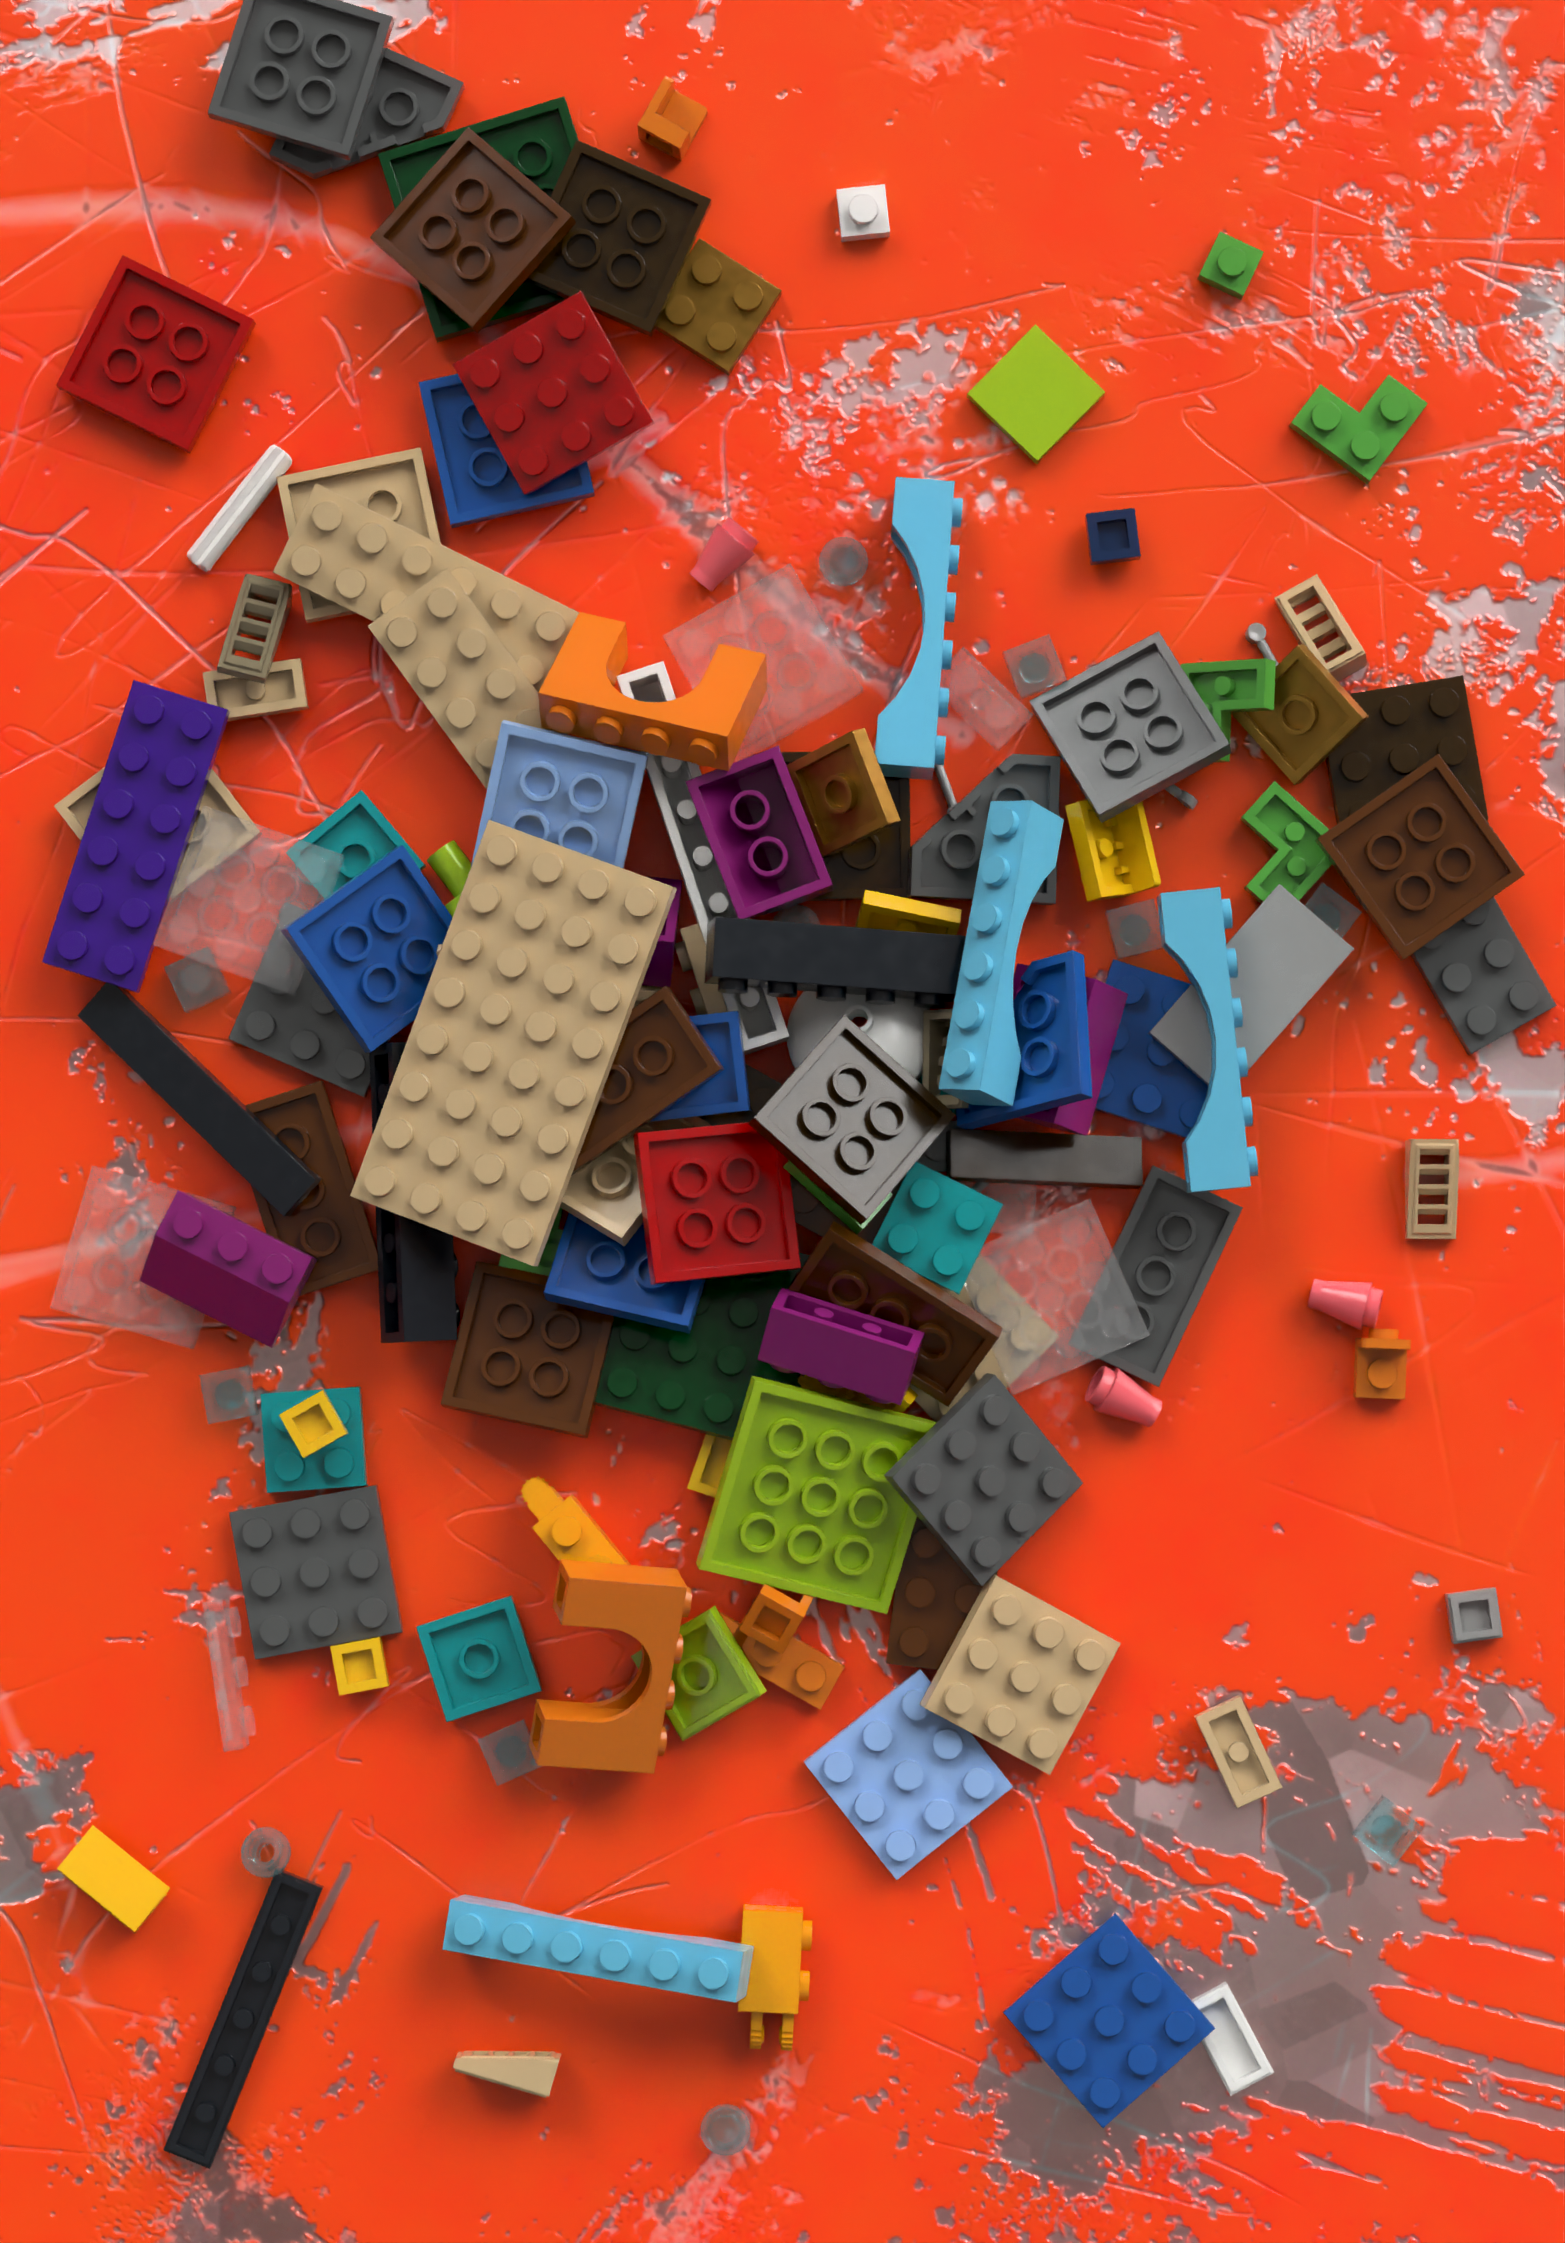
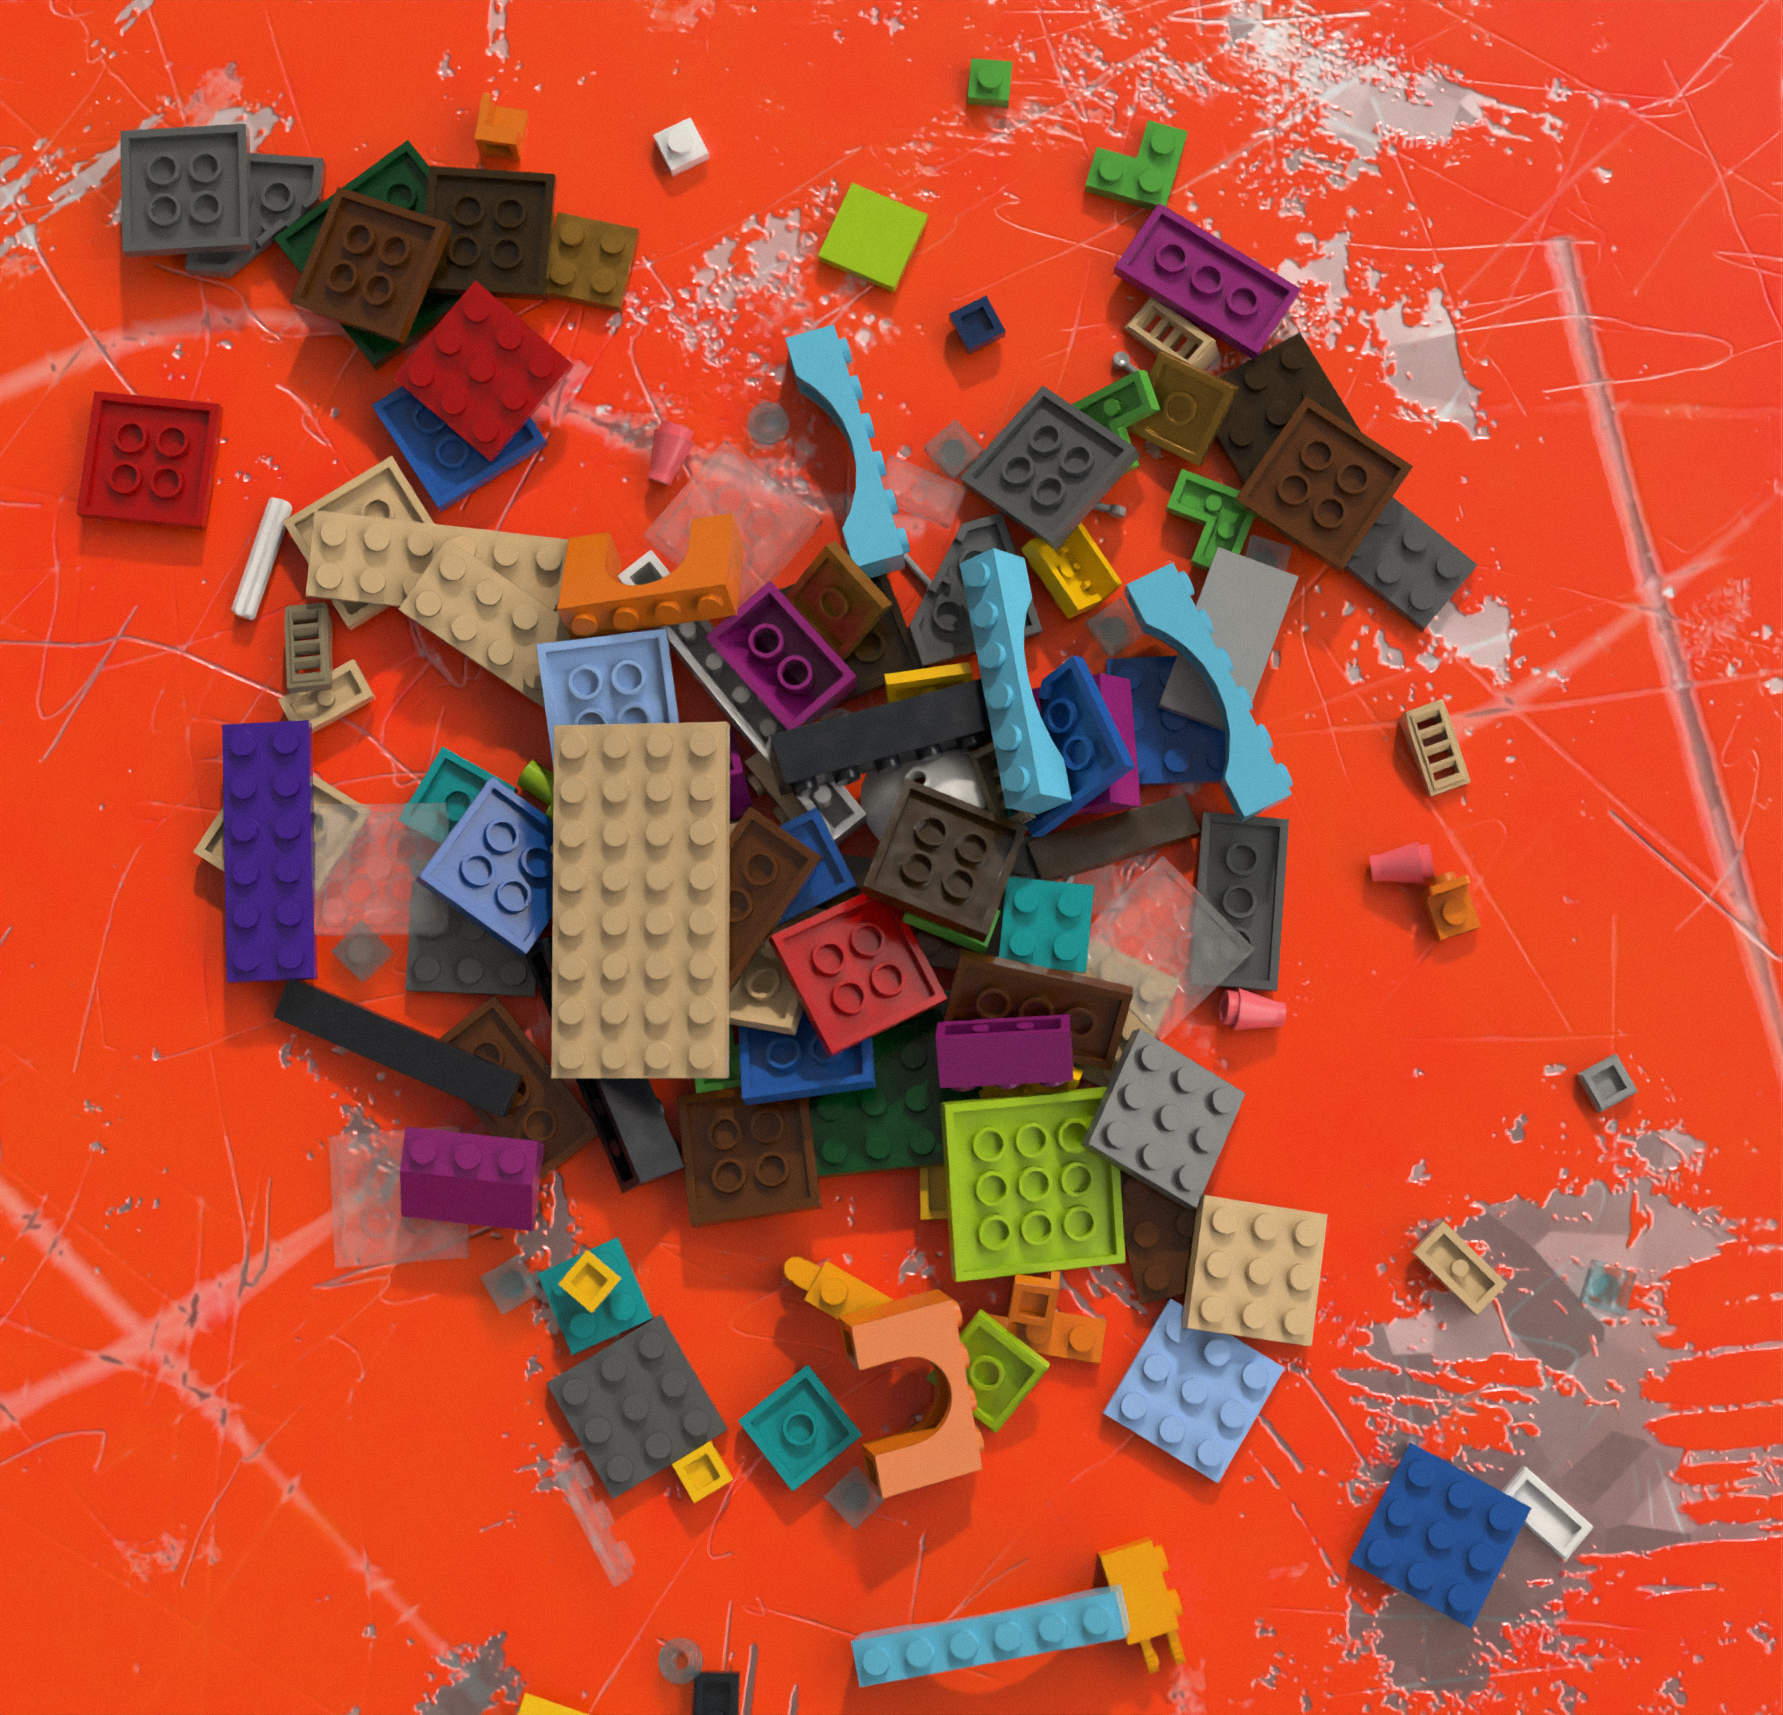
camera: 15 degrees left, 5 degrees down
(1382, 581) = (1207, 281): none -> magenta plate

